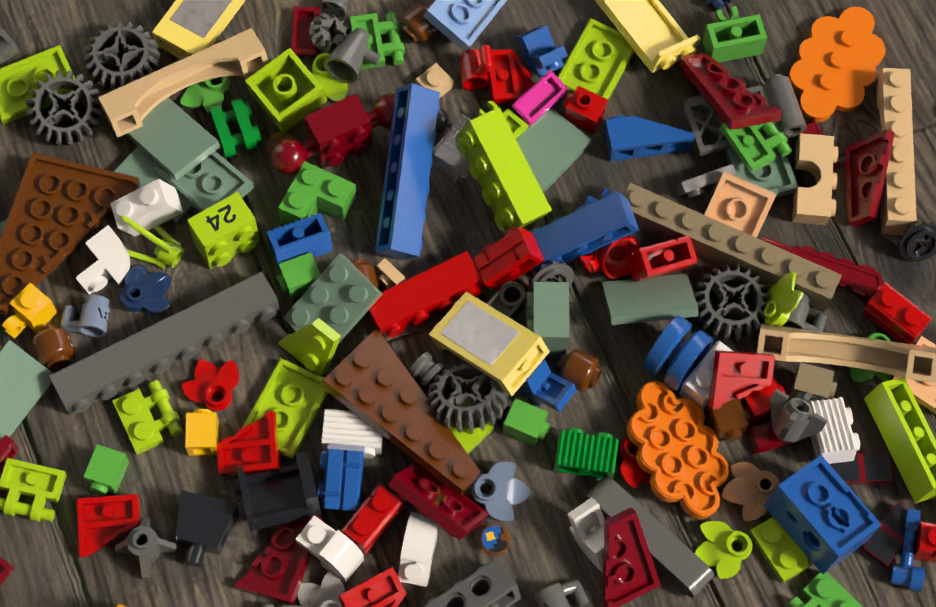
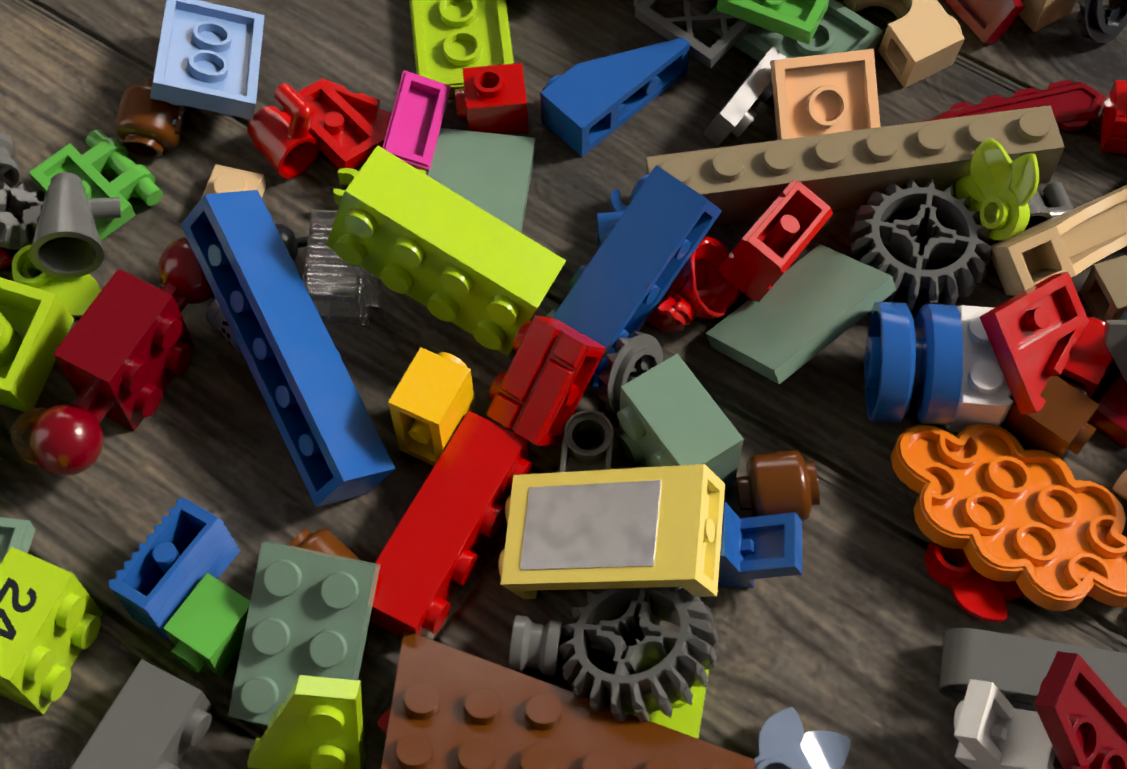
camera: 30 degrees left, 5 degrees down
(314, 191) = (150, 467): bright green brick -> none
(388, 275) = (365, 530): tan plate -> none
(452, 237) = (431, 404): none -> yellow brick
(526, 423) = (759, 627): bright green brick -> none
(540, 50) = (368, 58): blue brick -> none
(586, 453) = (889, 615): green brick -> none

